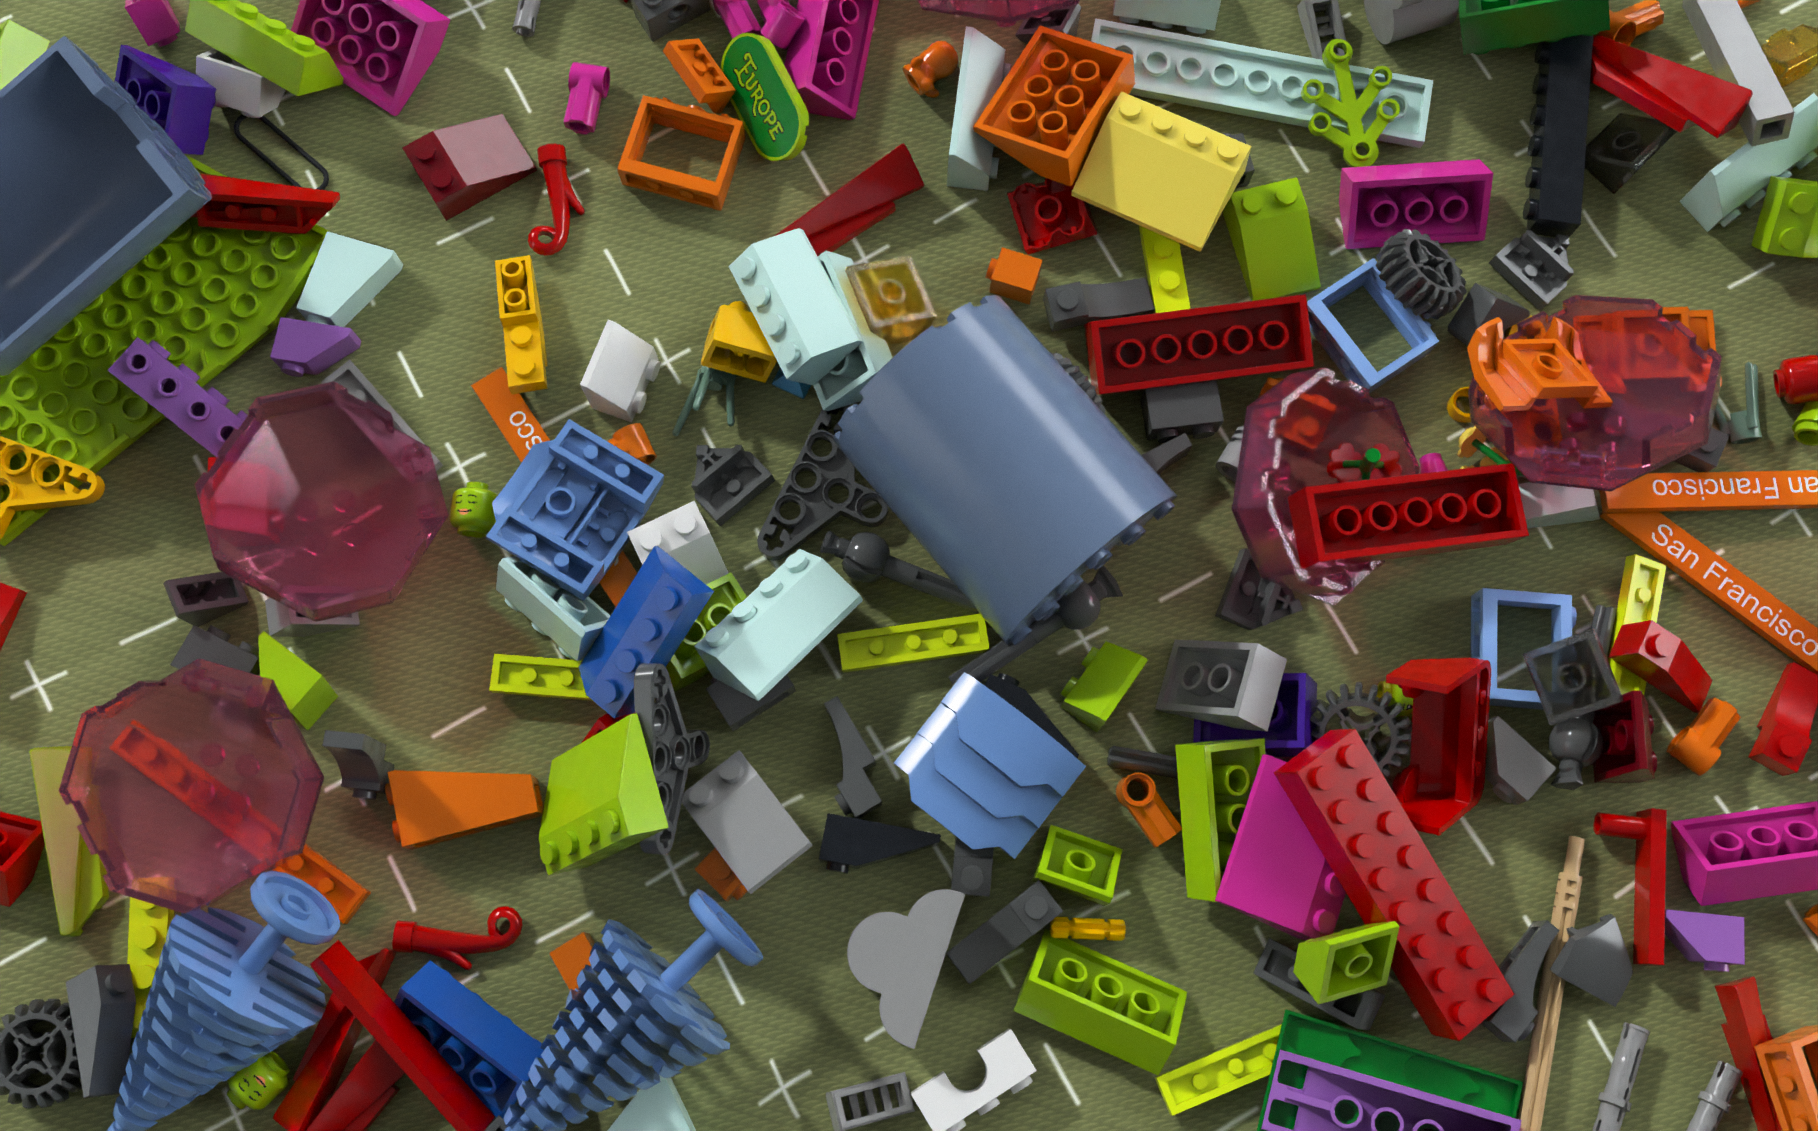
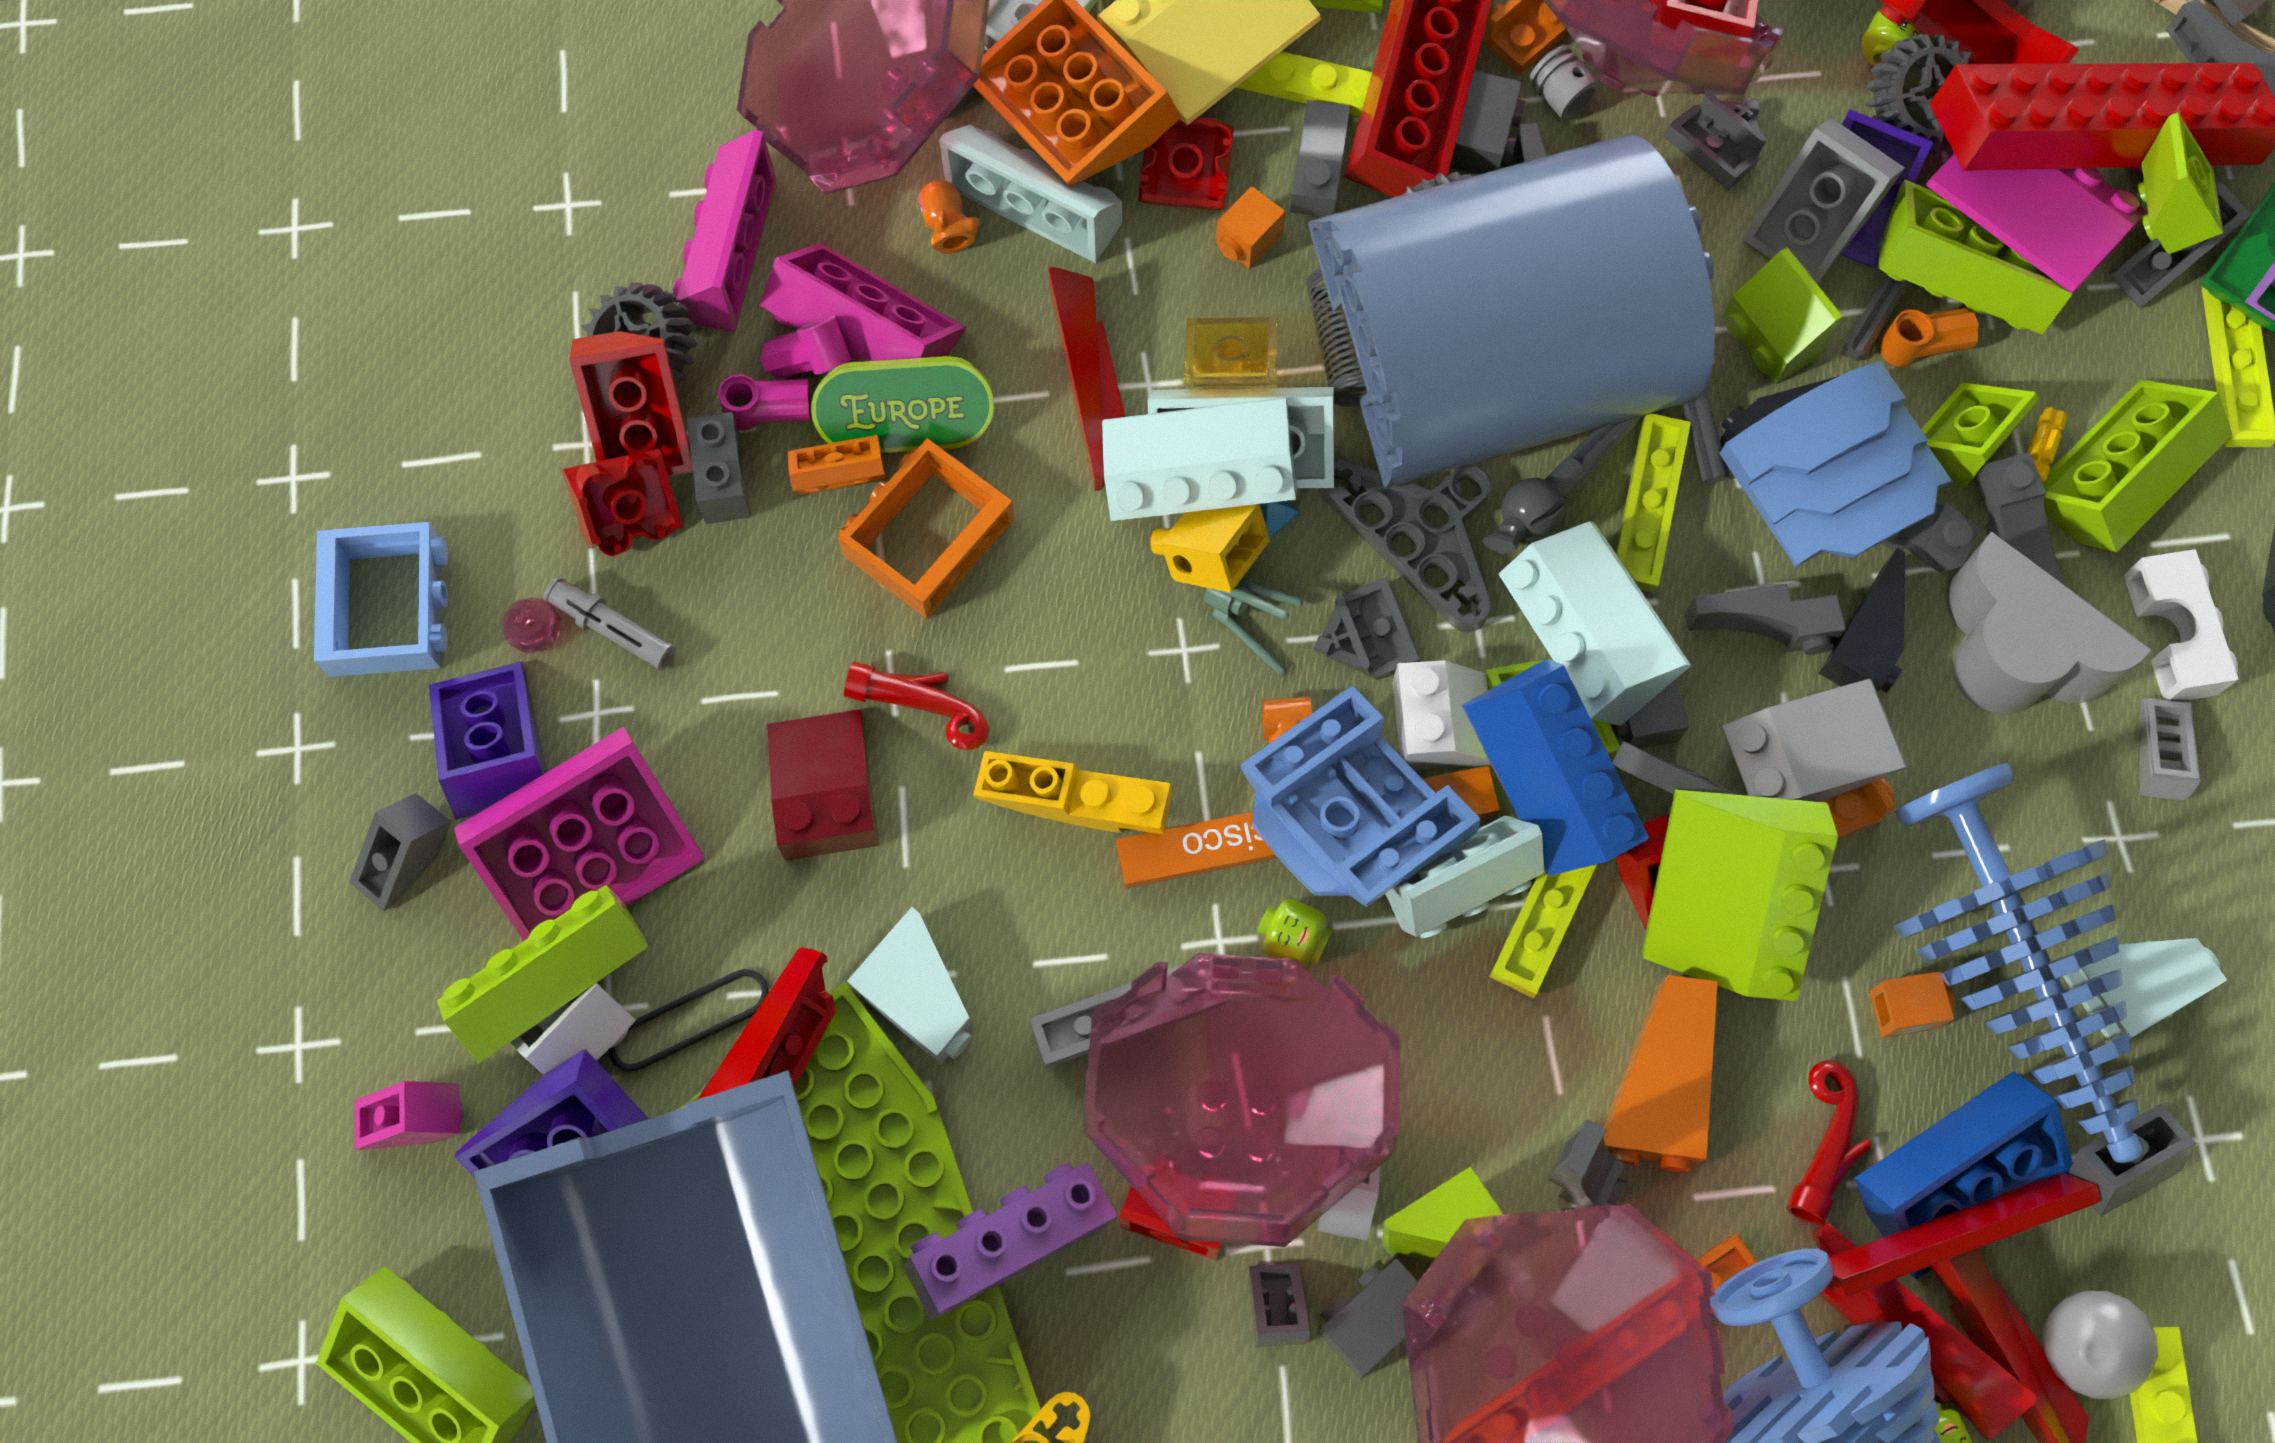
camera: 65 degrees left, 5 degrees down
(311, 346) = (987, 1064): medium lavender slope -> none
(586, 88) = (786, 607): dark pink piece -> none
(620, 373) = (1192, 697): white slope -> none

